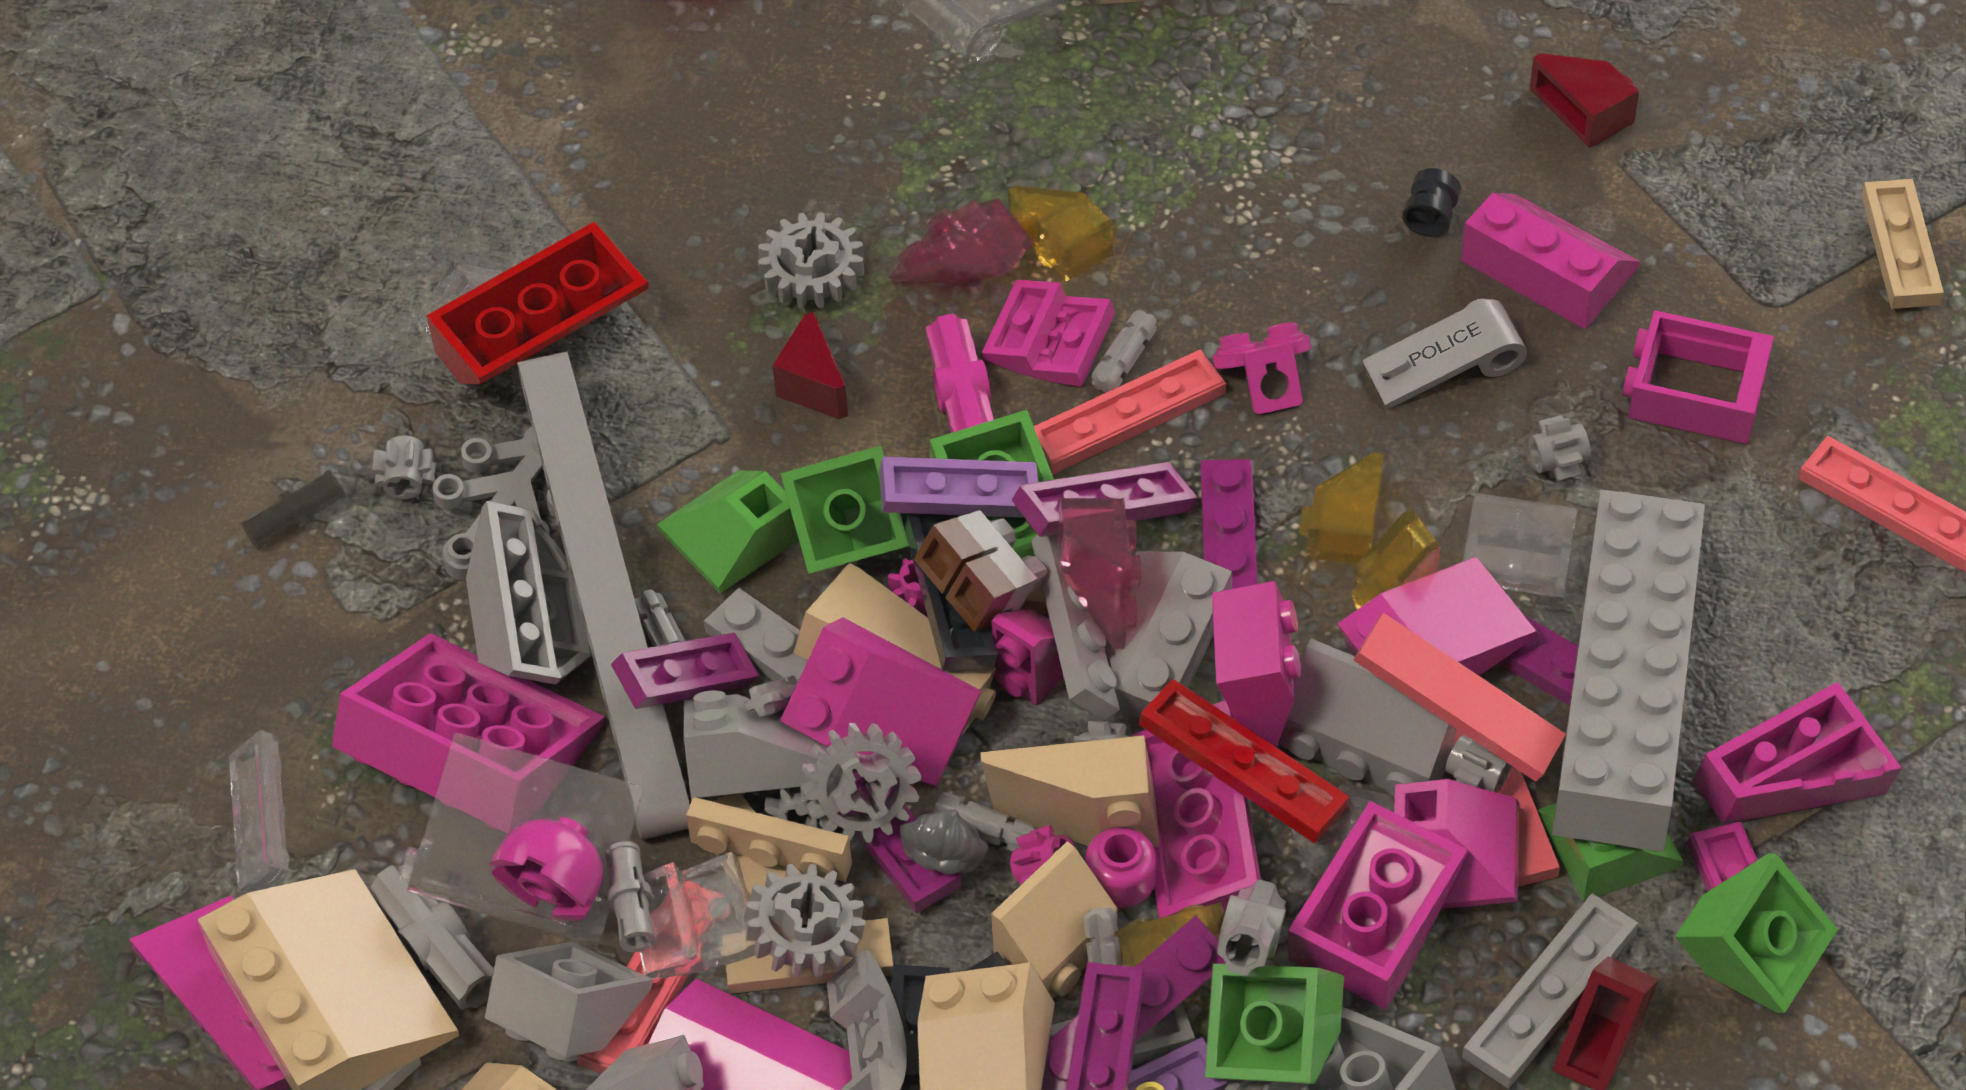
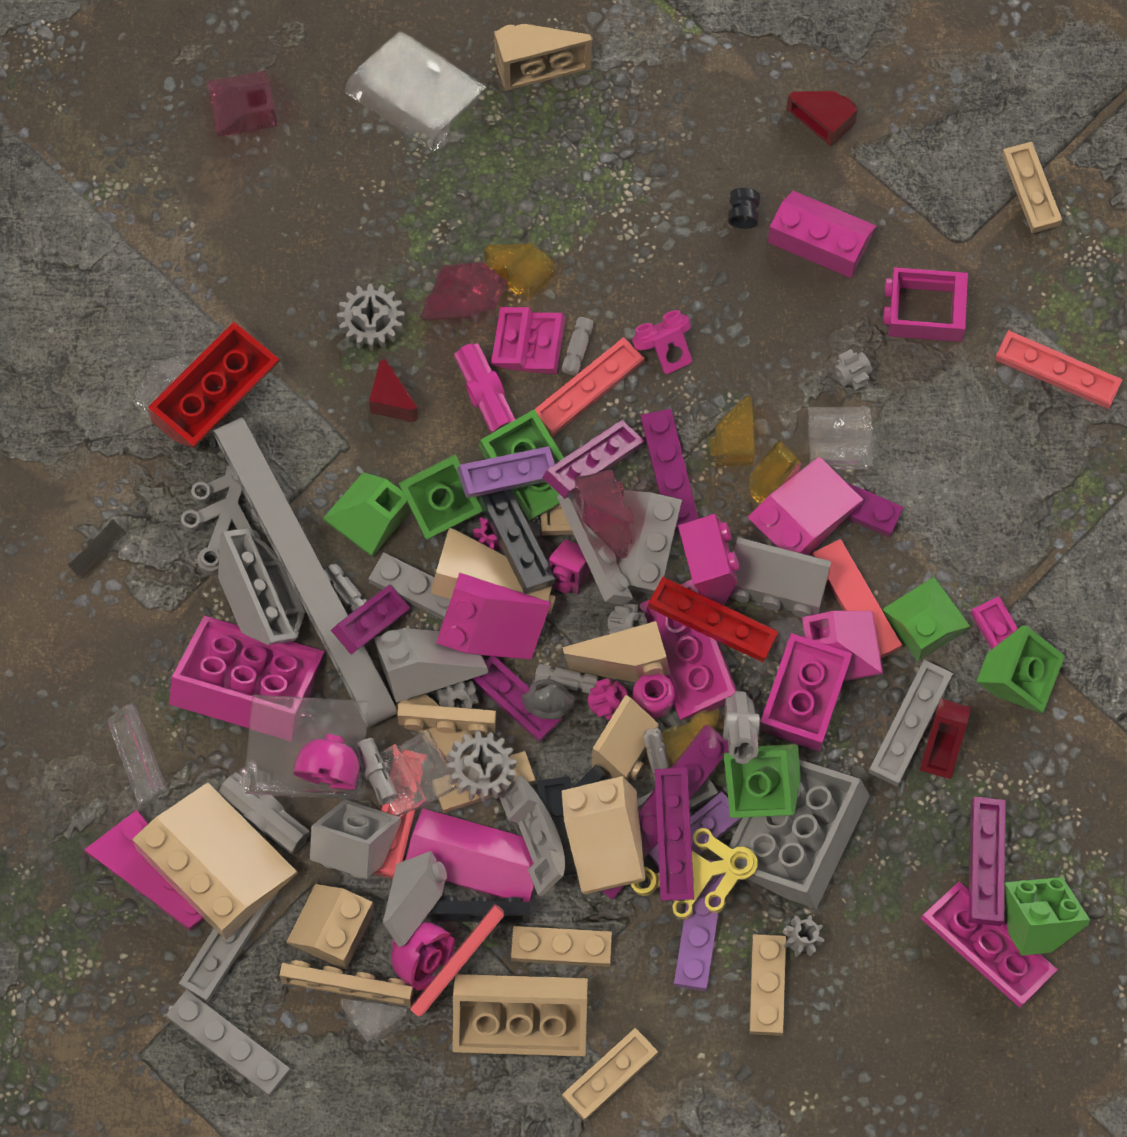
camera: 15 degrees left, 15 degrees up
(403, 467) = (158, 509): light grey gear -> none
(771, 696) = (428, 625): light grey axle -> none
(837, 796) = (483, 688): light grey gear -> none
(979, 567) = (532, 517): reddish brown hips -> none
(1459, 697) = (831, 561): coral tile -> none
(1472, 337) = (786, 303): light grey door -> none
(1476, 765) = (846, 592): light grey gear -> none
(1630, 672) = (923, 516): light grey brick -> none
(1798, 761) = (1027, 553): dark pink wedge -> none

